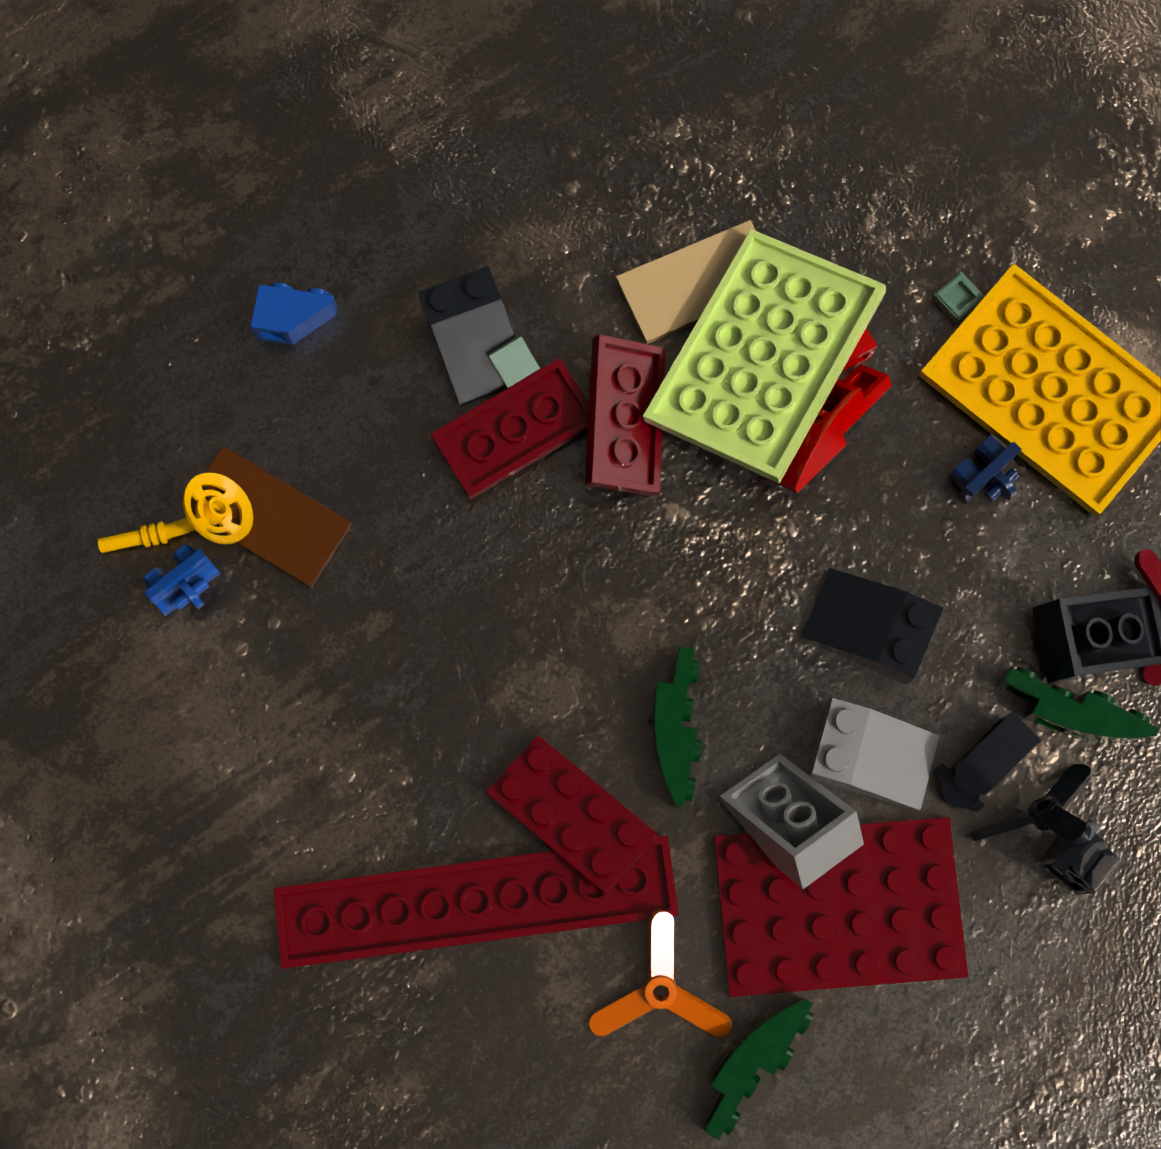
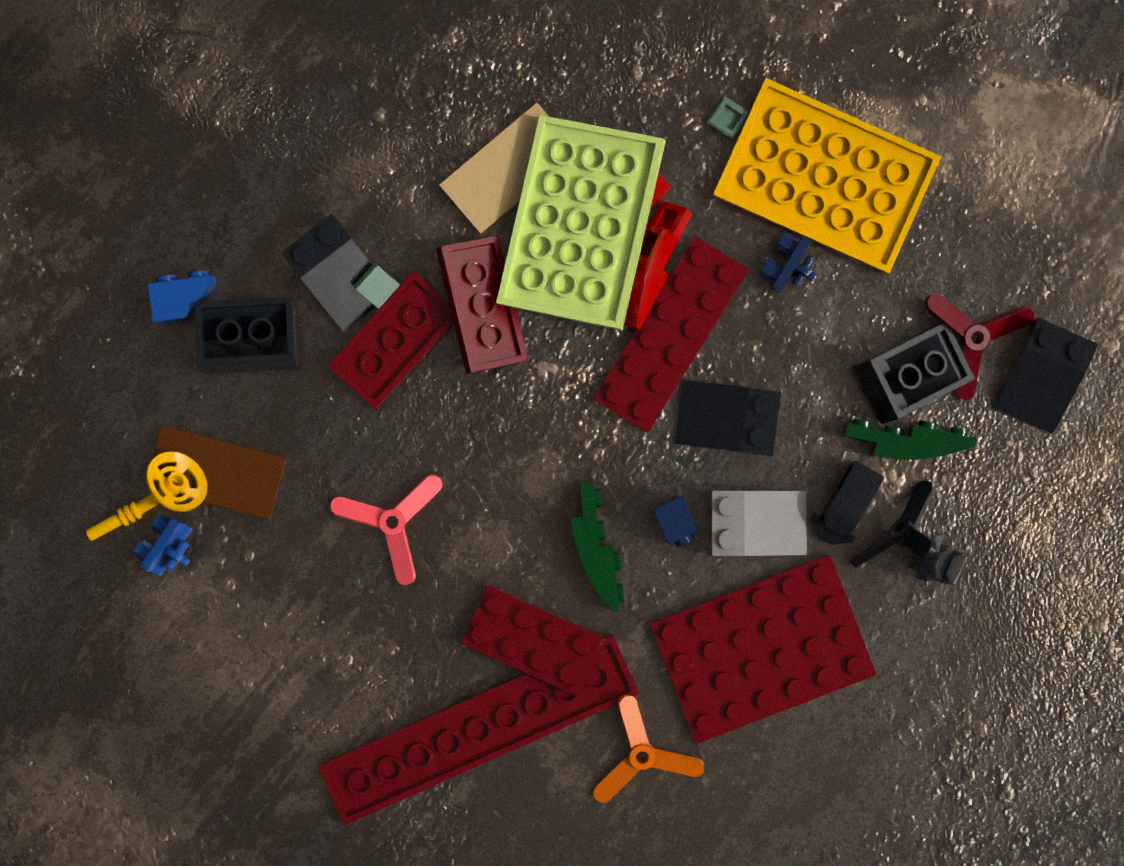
camera: 10 degrees left, 10 degrees up
(350, 373) = (246, 335): none -> black slope
(449, 648) = (403, 511): none -> coral piece
(763, 1047) = (730, 776): dark green slope -> none
(778, 721) = (675, 521): none -> dark blue slope
(794, 820) = (707, 595): light grey slope -> none
(829, 514) = (671, 334): none -> dark red plate

